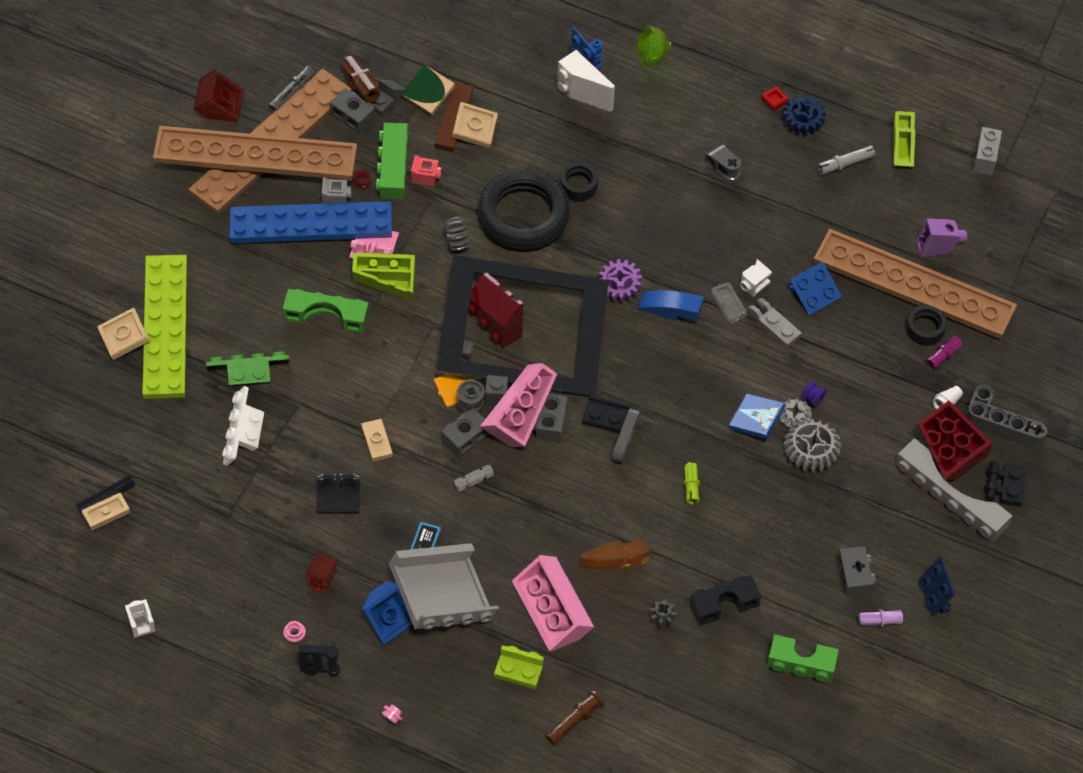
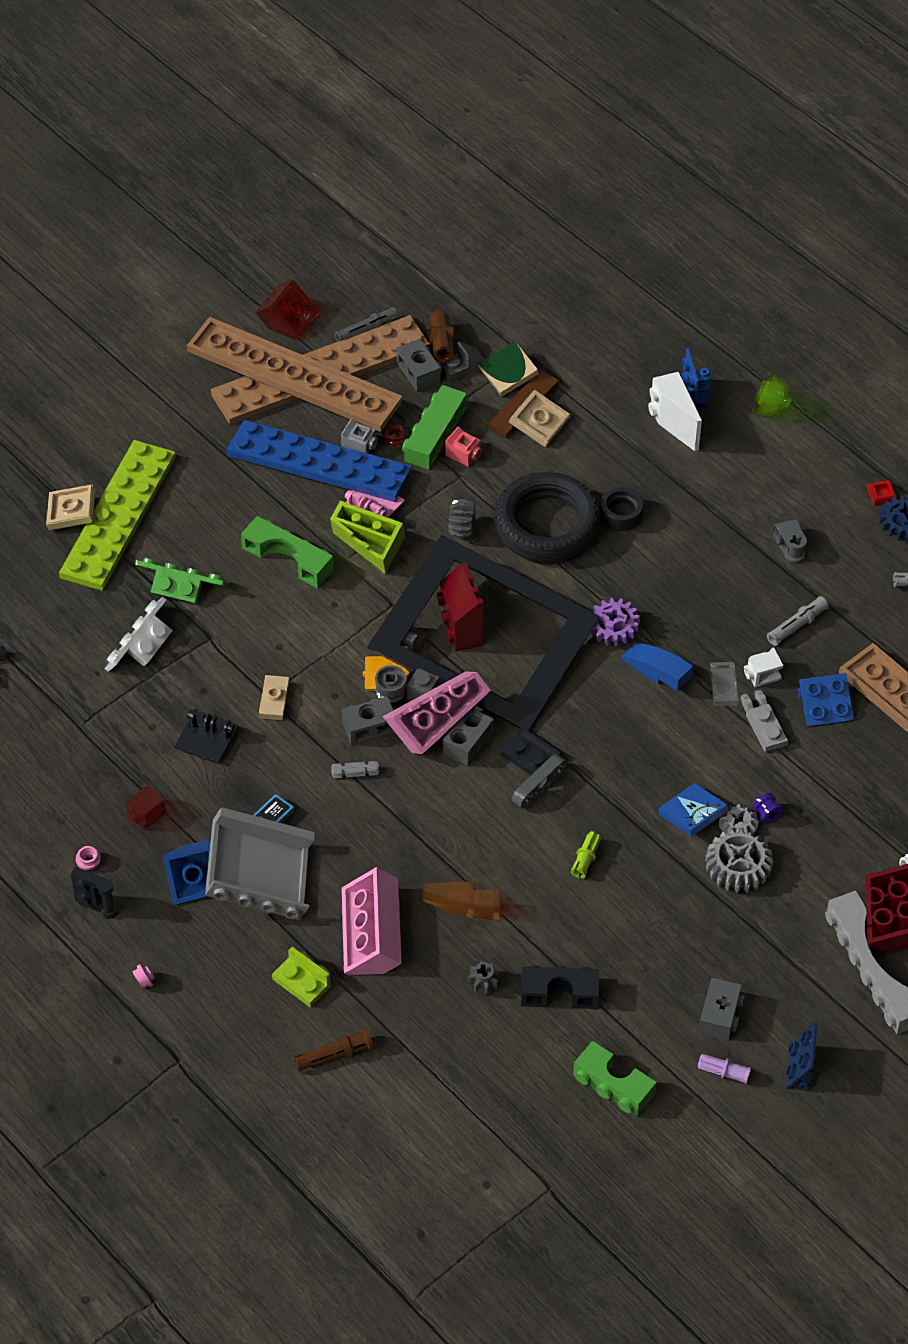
camera: 25 degrees right, 5 degrees down
(762, 229) = (805, 615): none -> light grey pin

